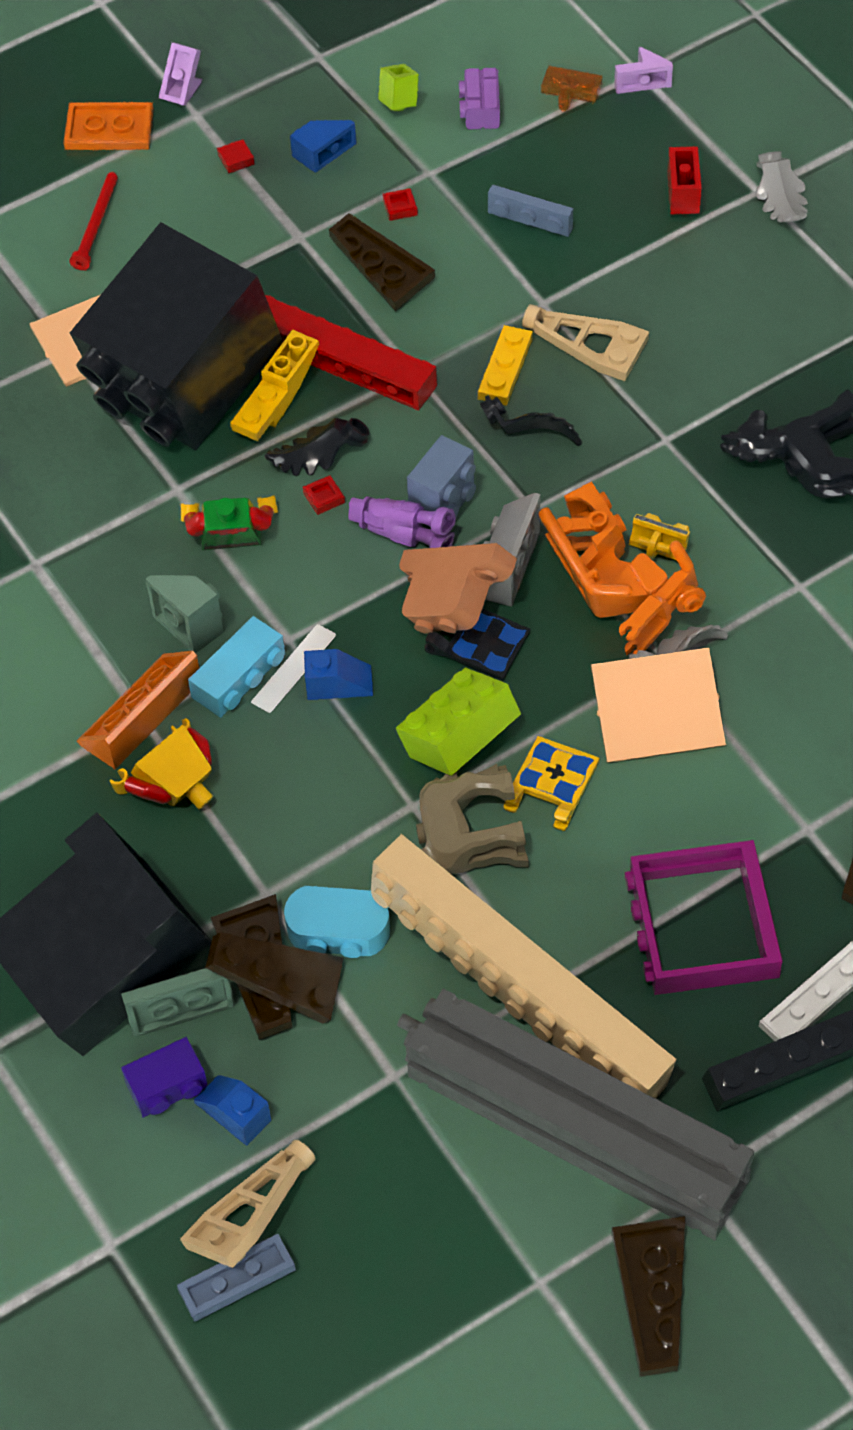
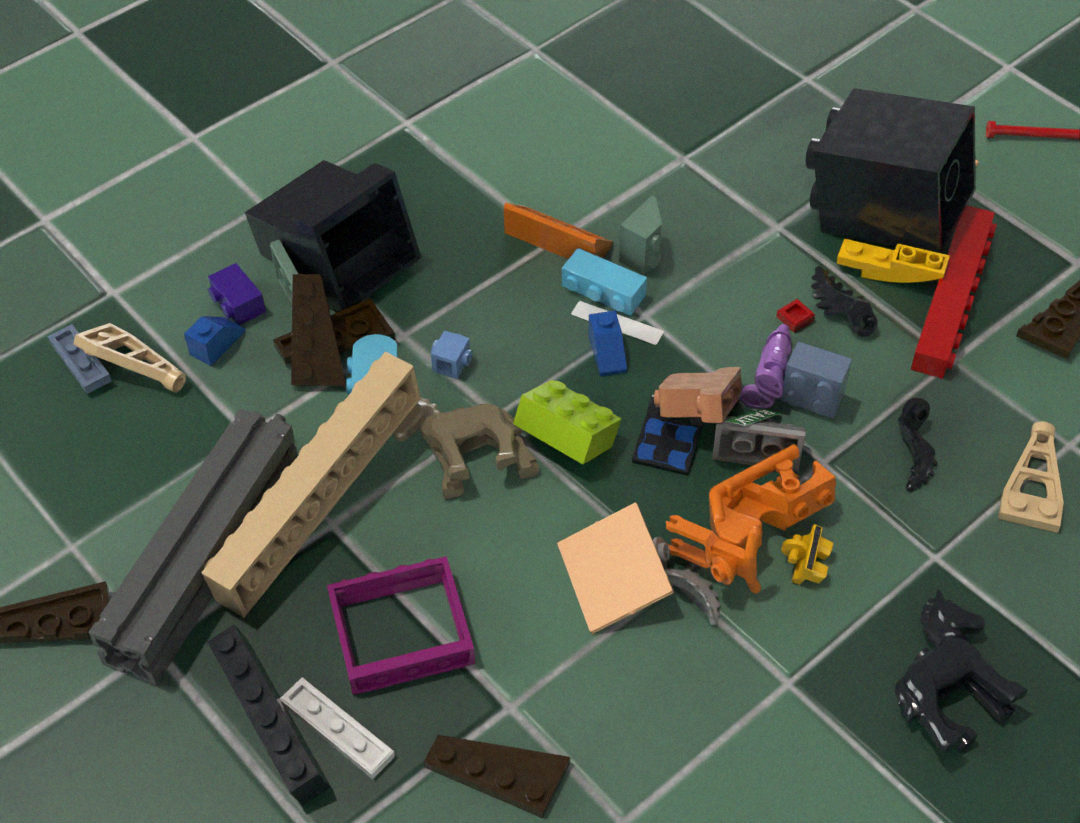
camera: 80 degrees right, 5 degrees down
(171, 770) = (501, 257): yellow torso -> none
(229, 521) = (739, 255): torso -> none
(320, 837) = (451, 354): none -> medium blue brick
(505, 364) = (981, 422): yellow plate -> none
(509, 543) = (753, 417): none -> sticker
(554, 775) = (534, 504): yellow flag -> none

